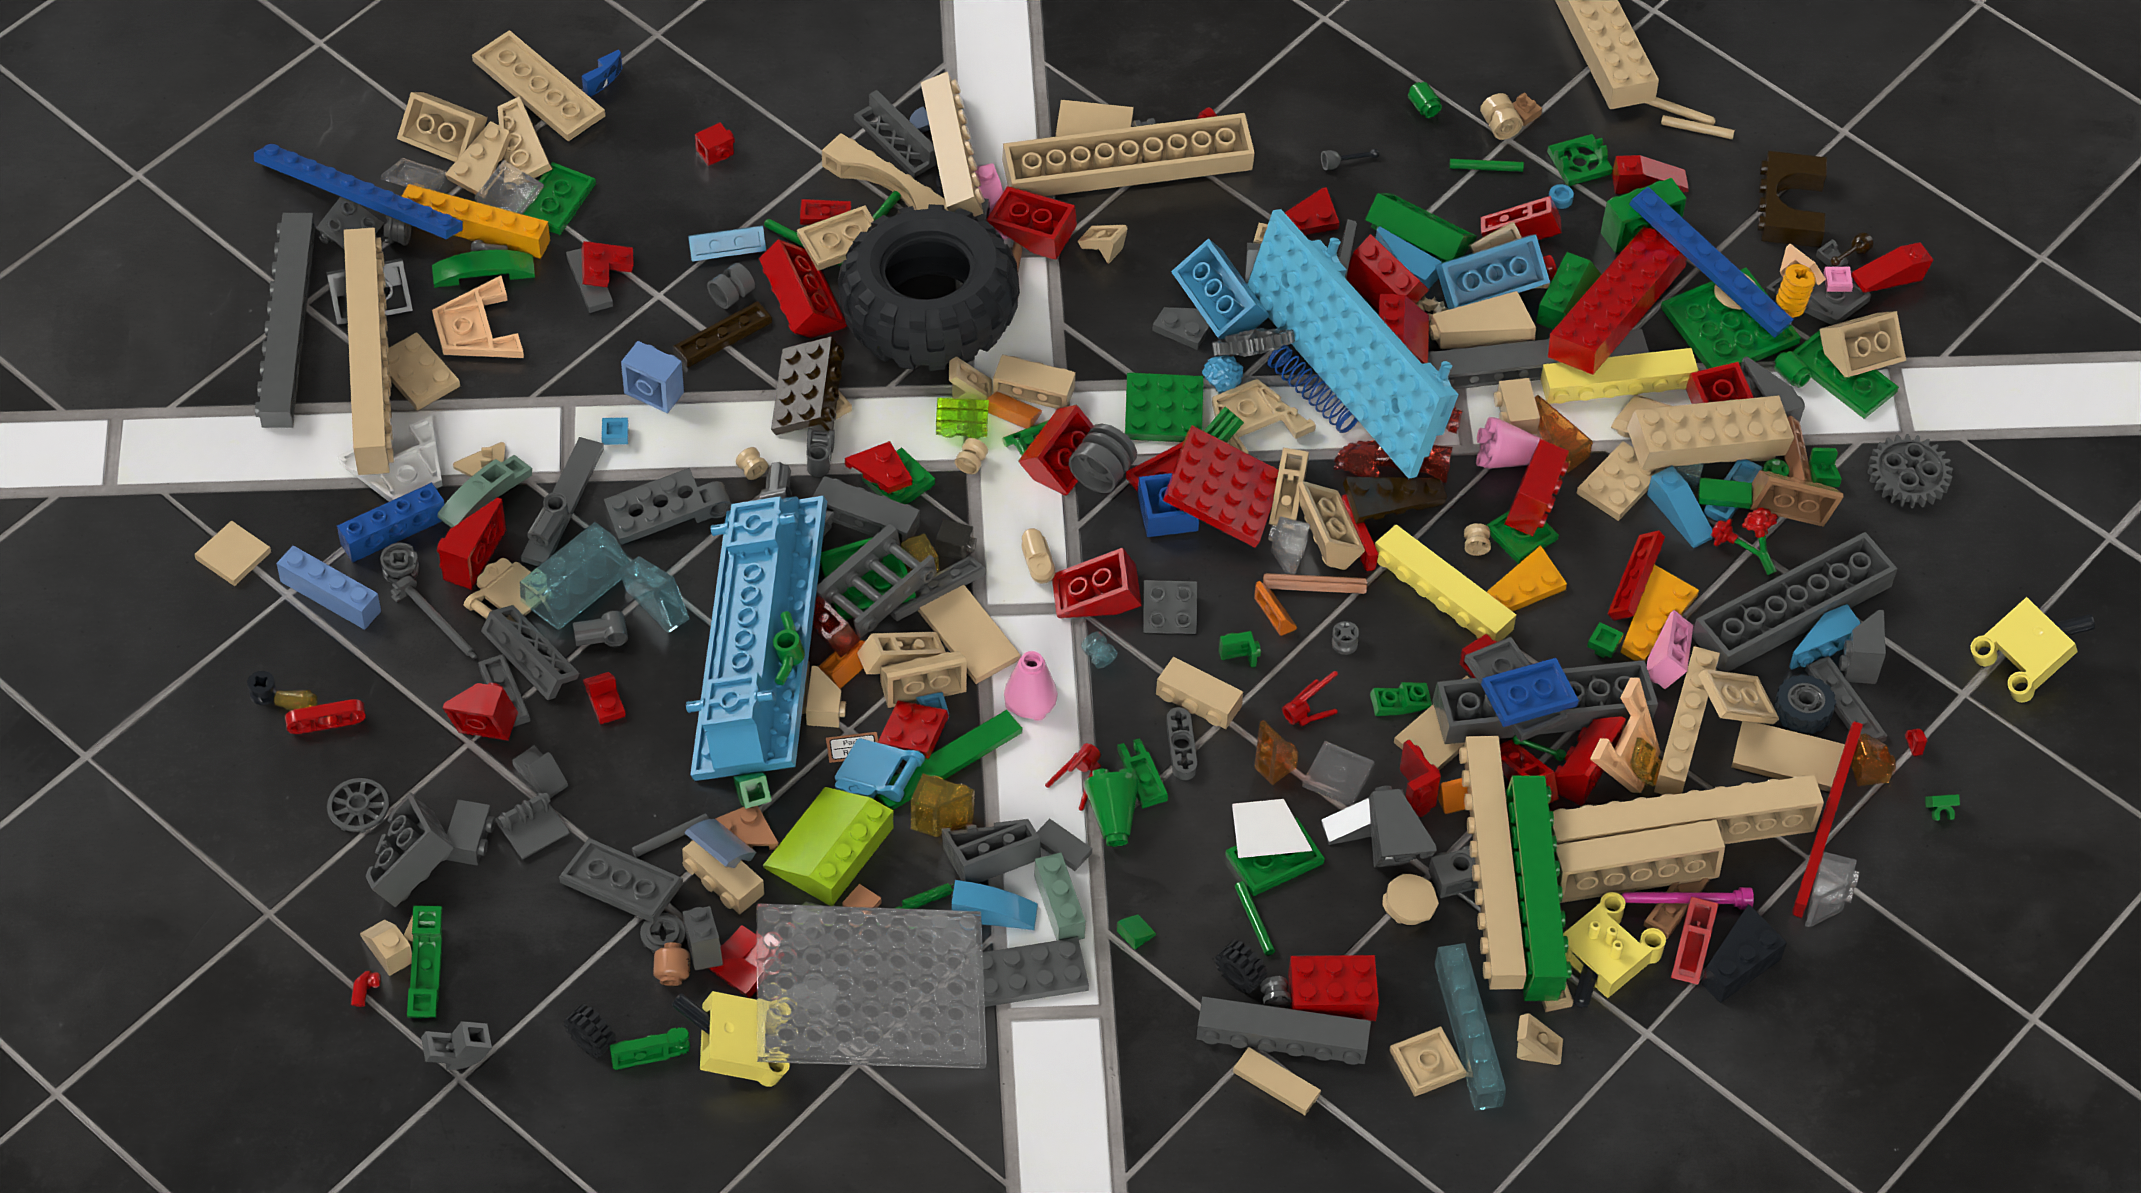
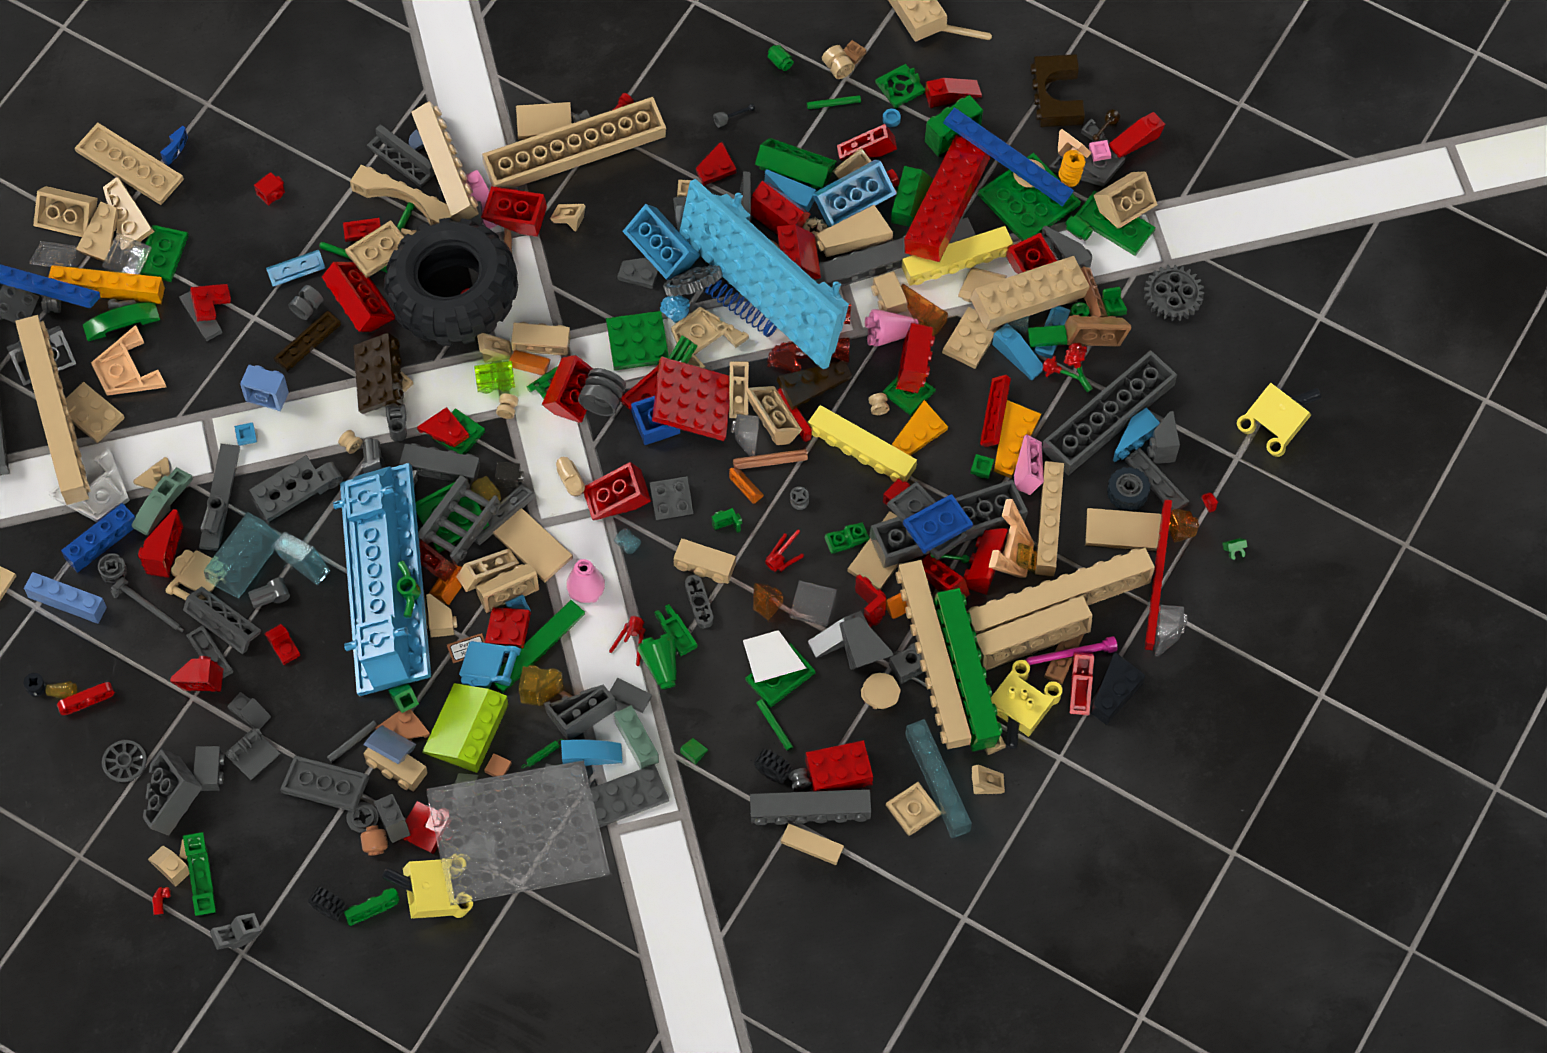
camera: 10 degrees left, 10 degrees up
(1697, 127) = (980, 43): tan bar -> none
(1738, 697) = (1082, 493): tan tile -> none

